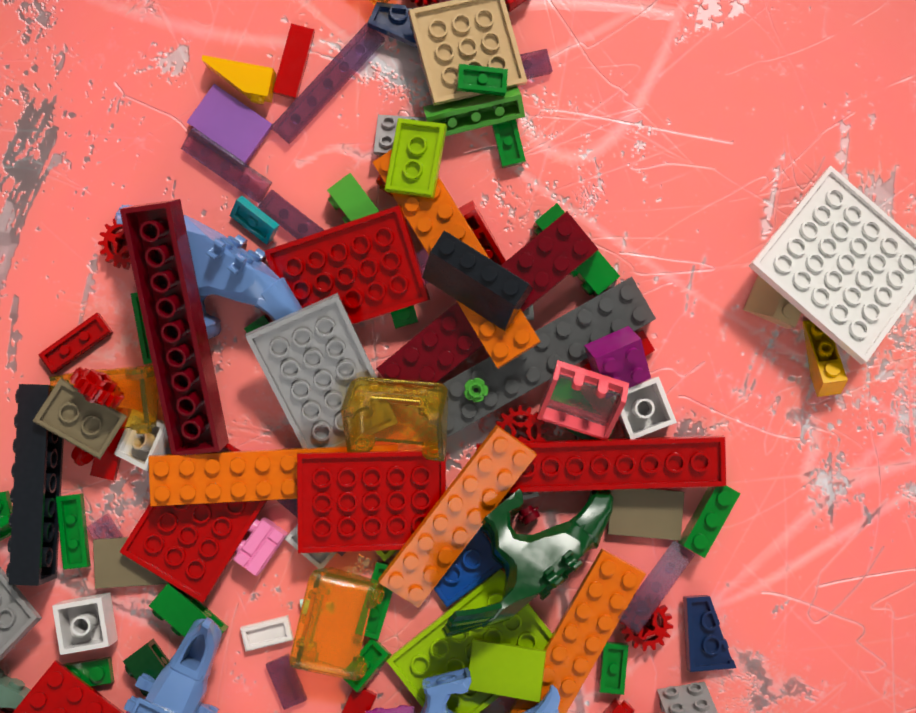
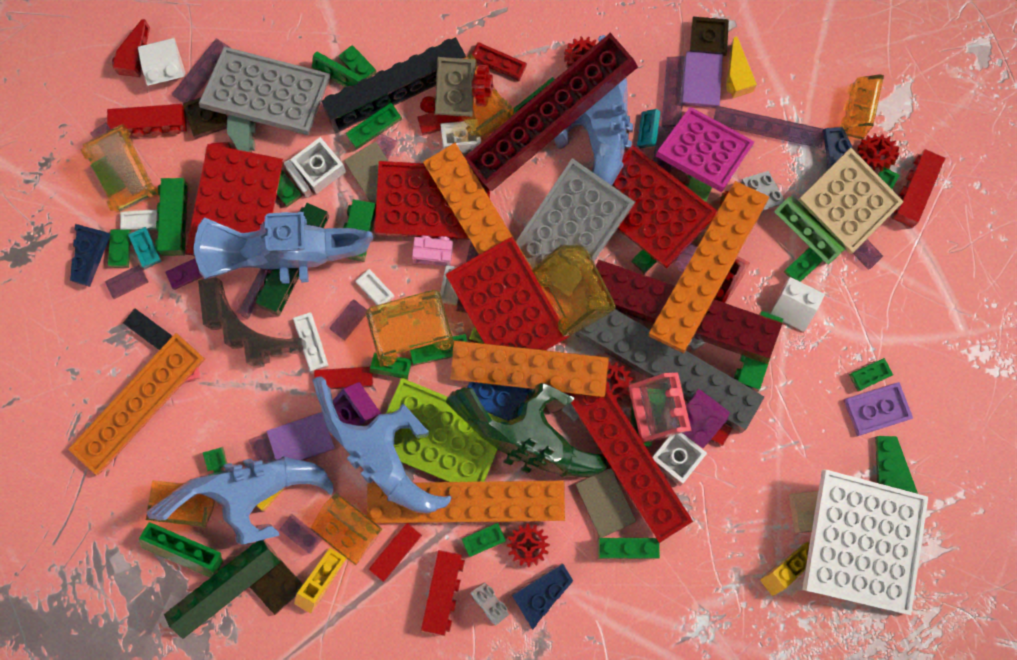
camera: 55 degrees right, 10 degrees down
(94, 654) = (297, 178): none -> white tile
(182, 84) = (709, 35): none -> dark brown plate
(293, 61) = (769, 97): red tile -> none
(316, 173) = (705, 149): none -> dark pink plate
(416, 158) = (755, 205): lime tile -> none
(475, 280) = (699, 285): black slope -> none
(476, 383) = (624, 326): bright green plate -> none
(482, 80) = (834, 220): green plate -> none
(507, 670) = (442, 461): lime tile -> none
(528, 515) = (557, 421): dark red plate -> none
(547, 177) = (797, 304): none -> white slope
(656, 587) = (558, 536): tile -> none
(668, 144) = (871, 374): none -> green plate
(708, 159) = (878, 409): none -> medium lavender tile
(776, 182) = (892, 465): none -> green wing

